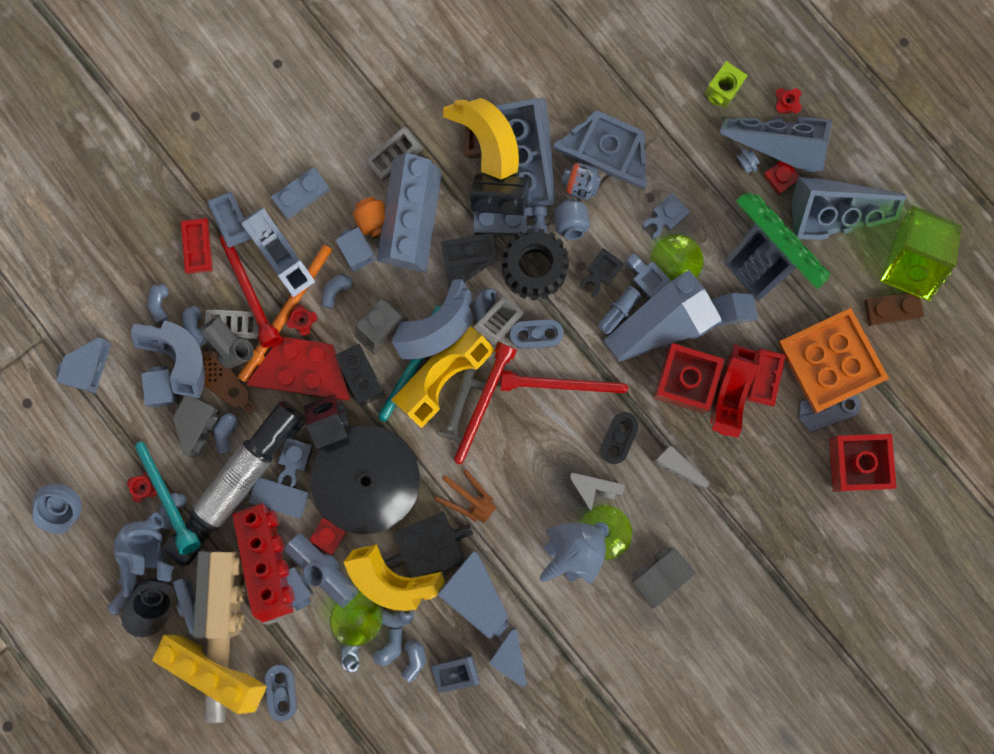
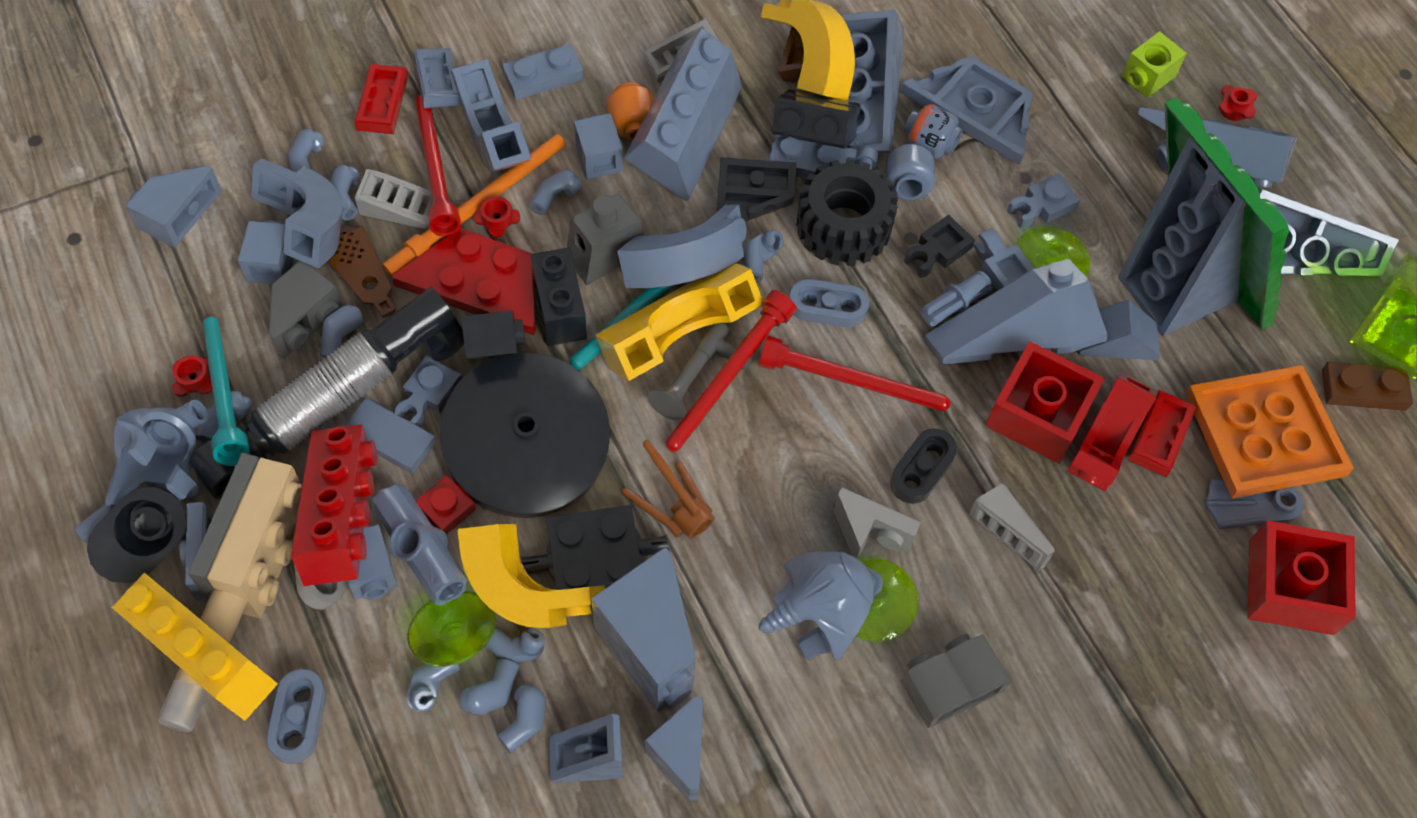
camera: 10 degrees right, 20 degrees down
(55, 508) = (56, 371): sand blue hat -> none
(230, 349) = (387, 223): dark grey piece -> none
(501, 308) = (780, 264): light grey slope -> none

